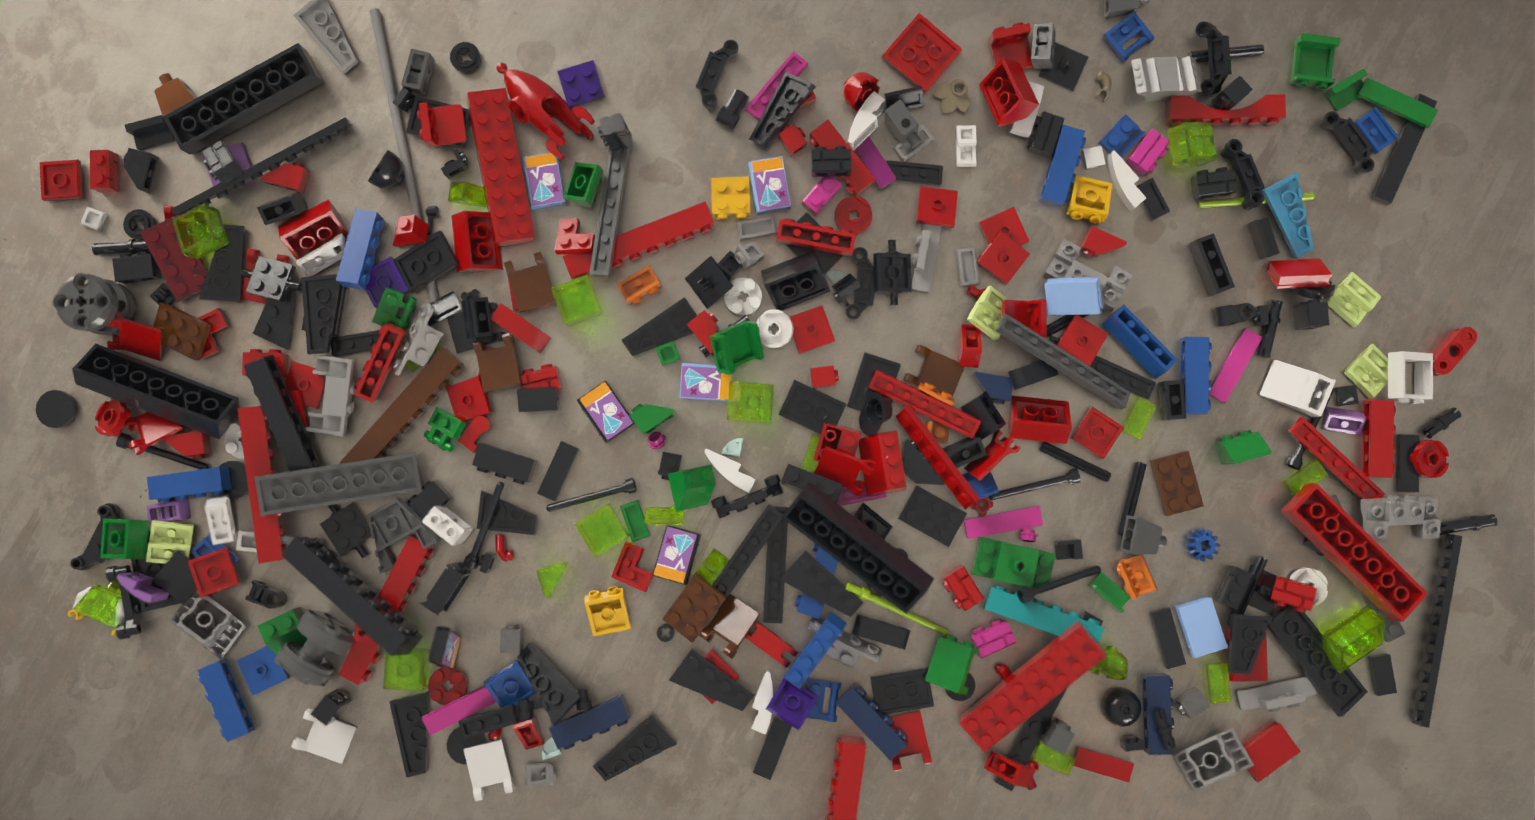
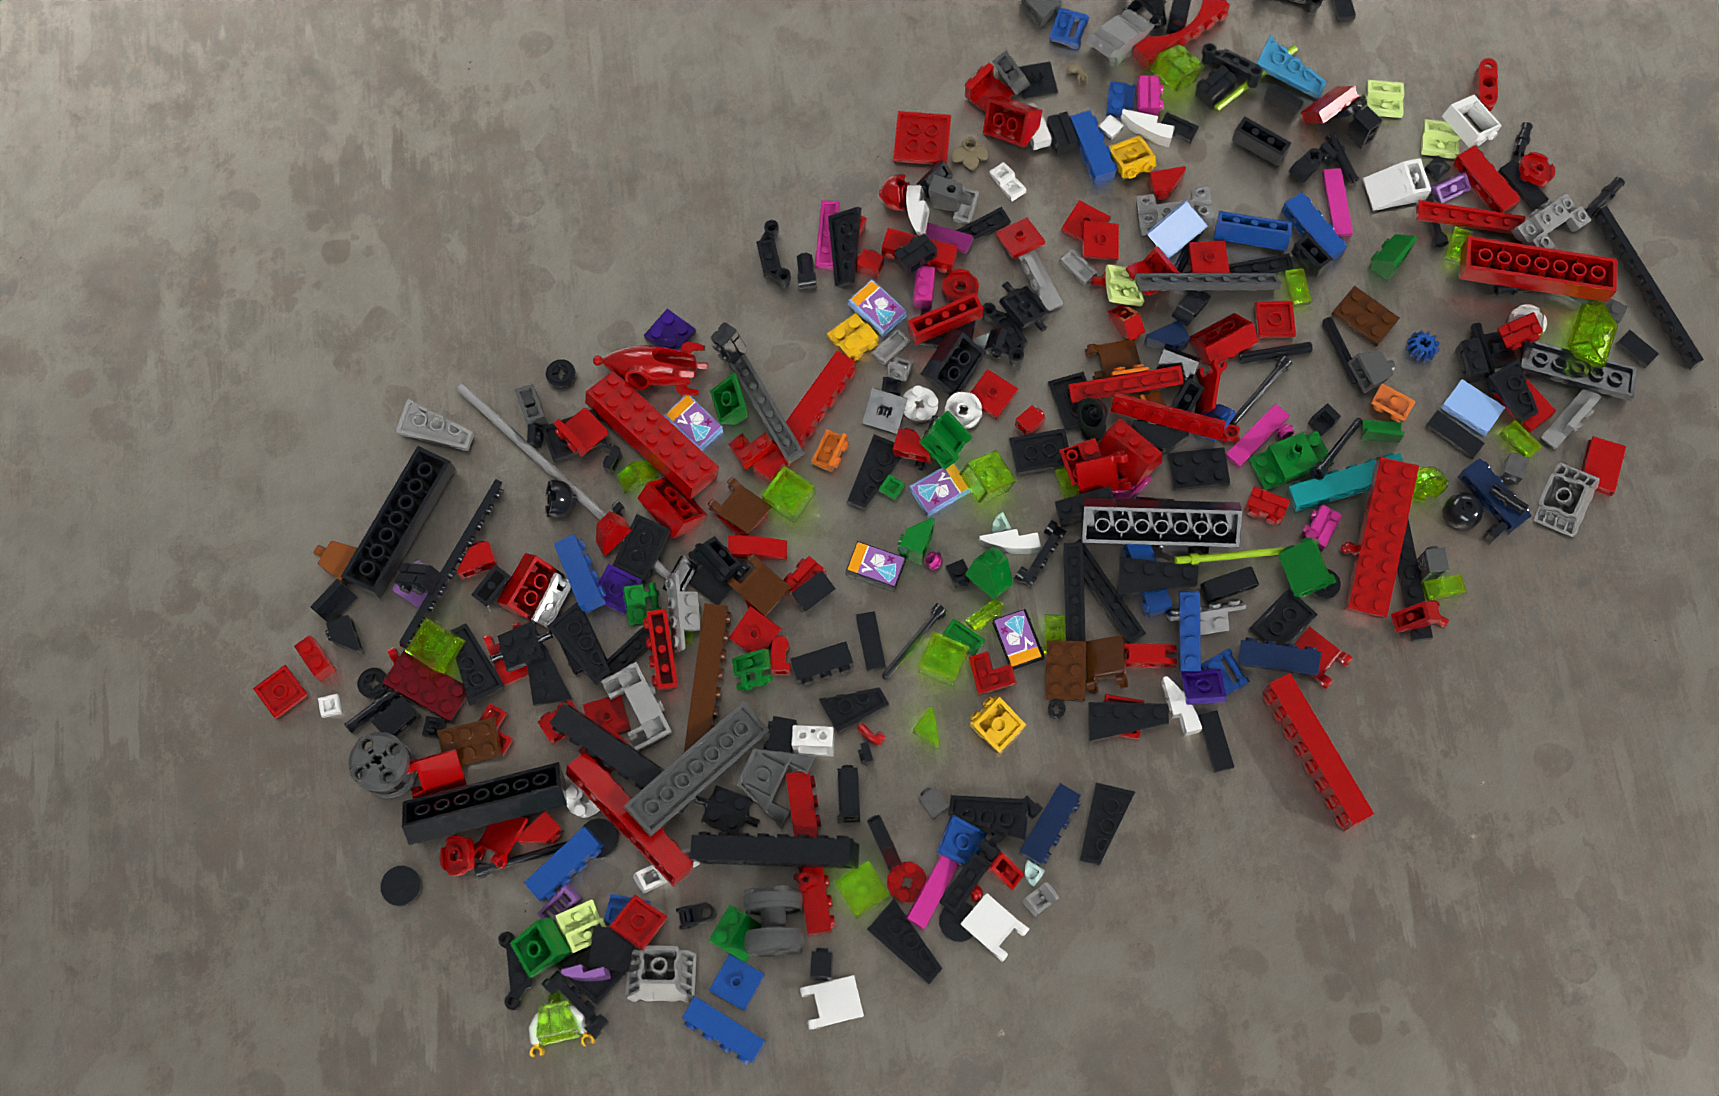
camera: 30 degrees left, 15 degrees down
(220, 521) = (610, 870): white window -> none
(472, 559) = (851, 758): black piece -> none
(1103, 764) = (1486, 565): red tile -> none

